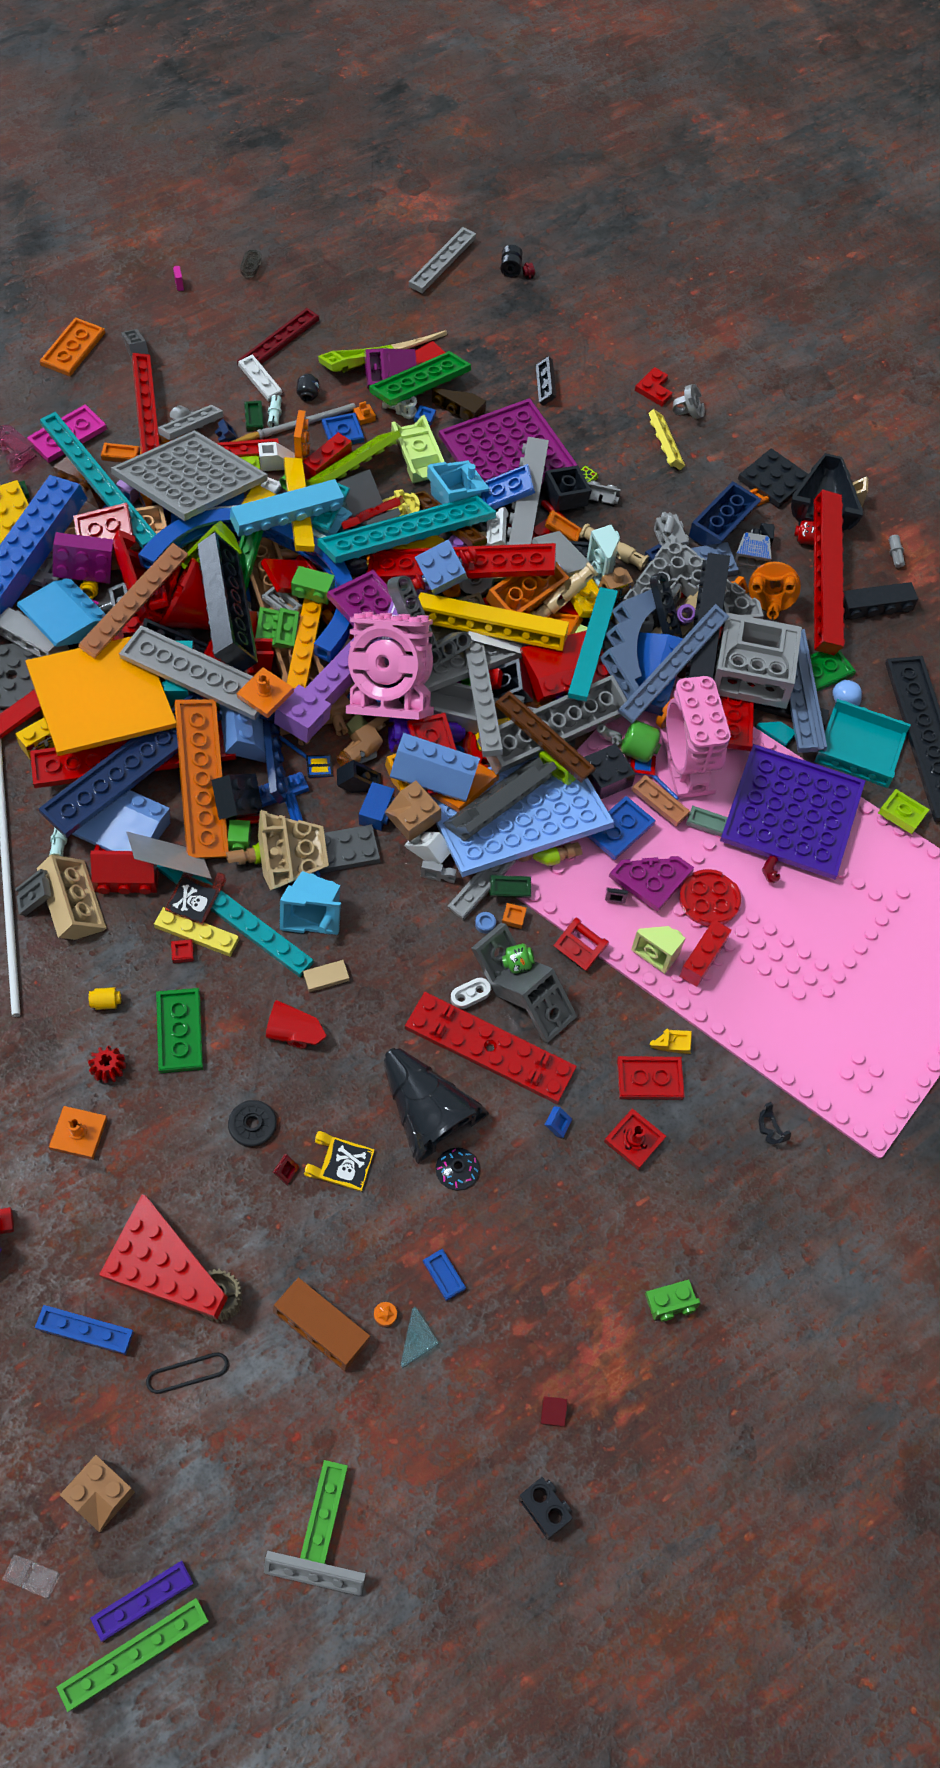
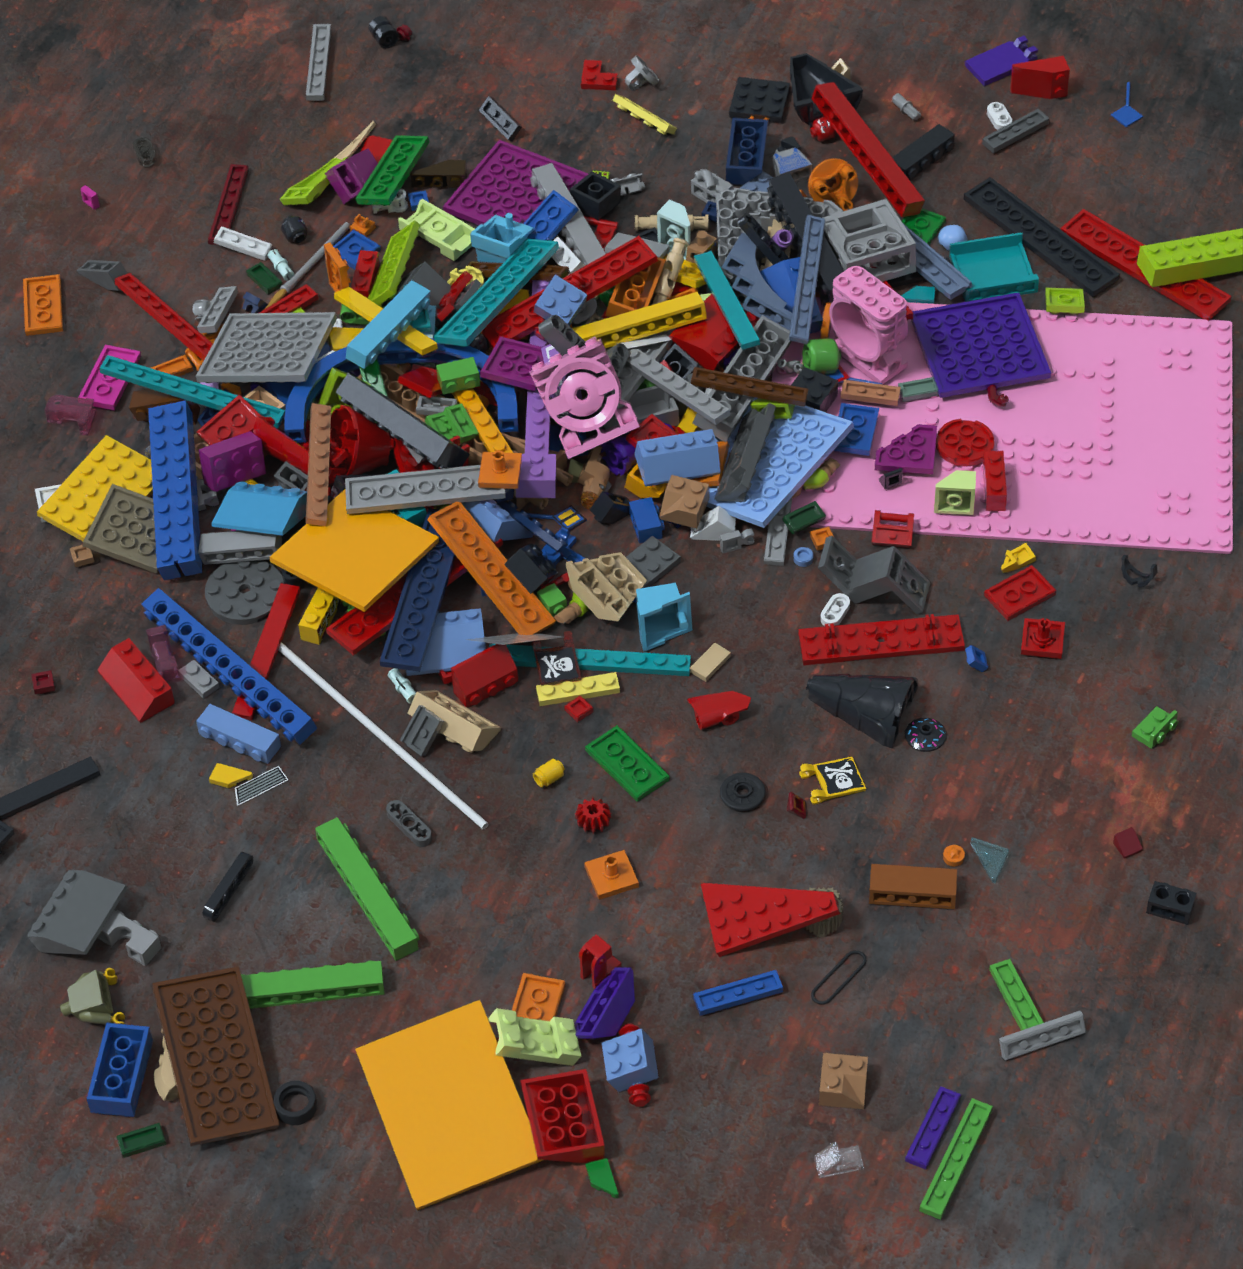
camera: 25 degrees left, 10 degrees down
(273, 455) = (317, 299): white slope -> none
(444, 1275) = (975, 806): blue tile -> none
(518, 958) = (859, 556): bright green head -> none
(556, 522) = (612, 227): orange tile -> none

